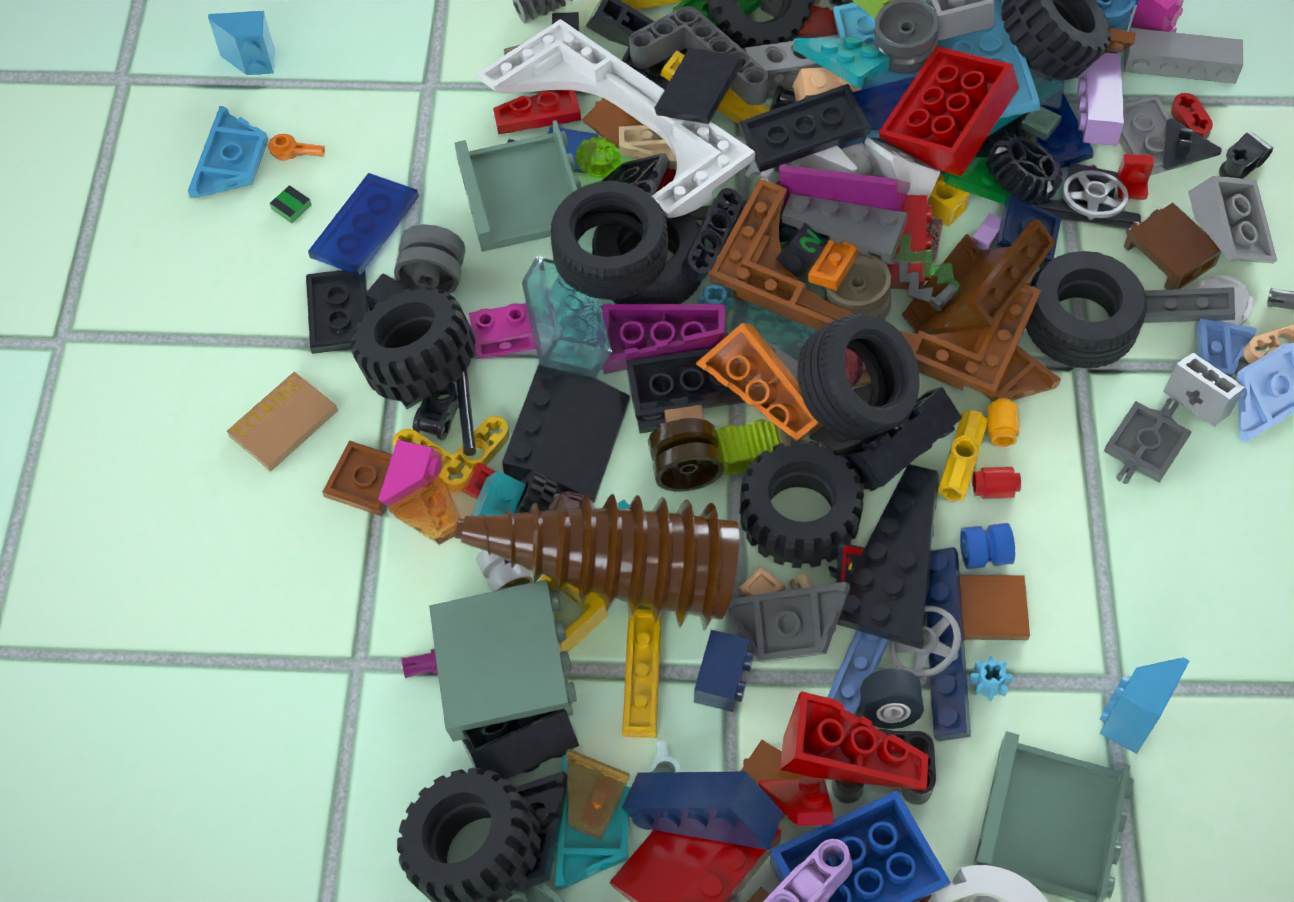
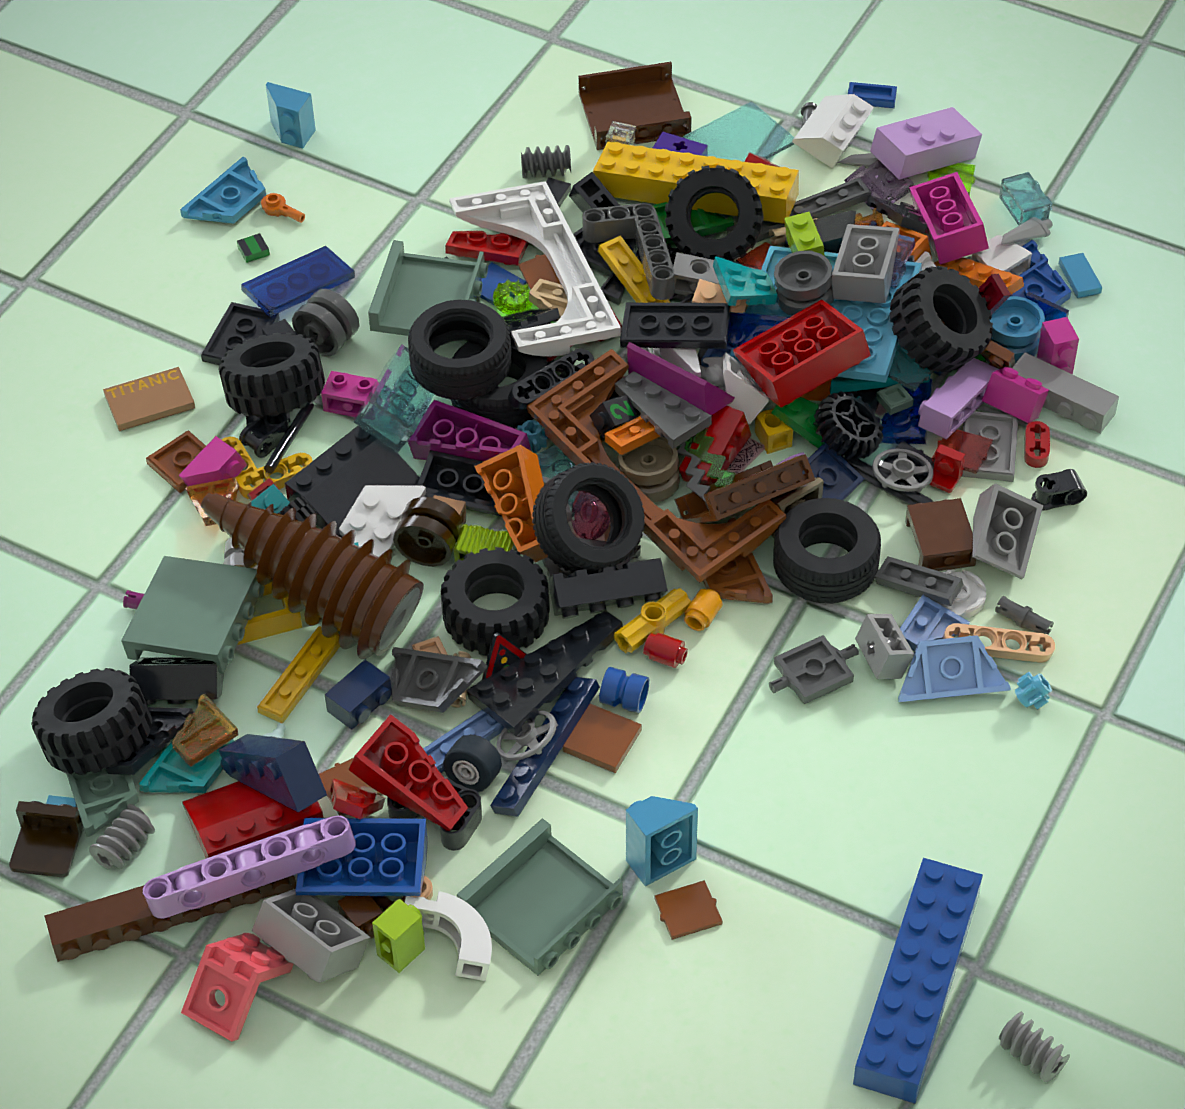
camera: 25 degrees right, 10 degrees down
(620, 458) = (378, 514): none -> white wing
(698, 85) = (611, 264): black tile -> none
(996, 684) = (561, 783): medium azure gear -> none
(1135, 142) = (972, 445): none -> clear red piece
(1149, 73) = (1015, 394): none -> dark pink brick
(1185, 146) = (1010, 463): black piece -> none
(1196, 761) = (688, 909): none -> dark orange piece

